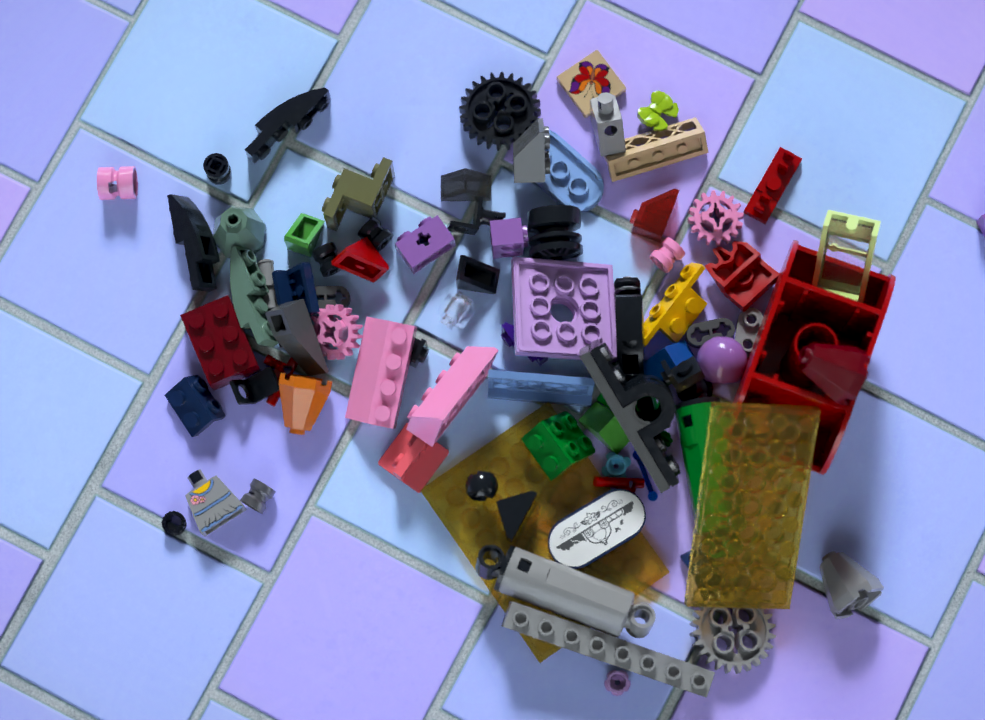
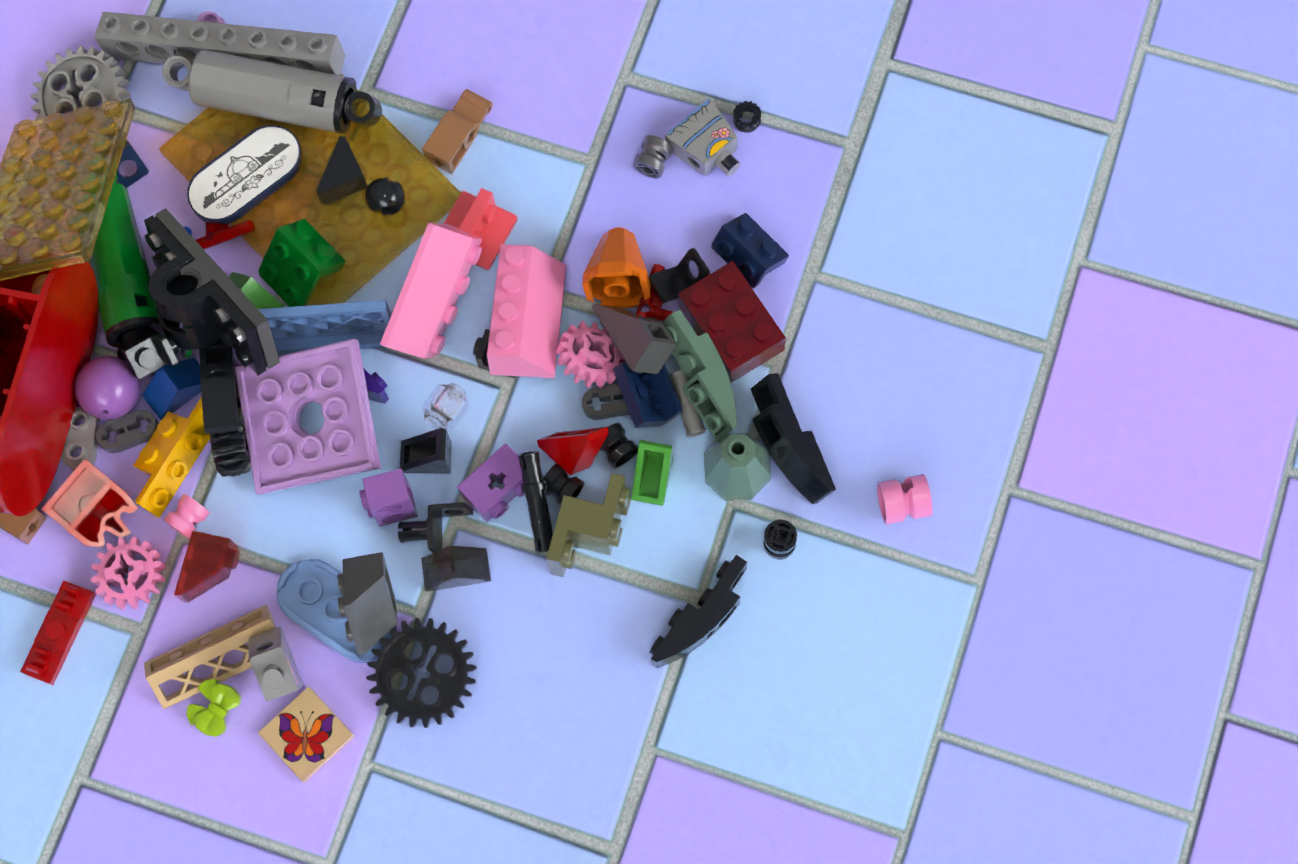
camera: 175 degrees right, 5 degrees down
(395, 225) = (535, 493): none -> black pin
(415, 547) = (456, 131): none -> medium nougat piece
(554, 232) = (329, 513): black wheel -> none
(612, 459) = (227, 249): medium azure plate -> none

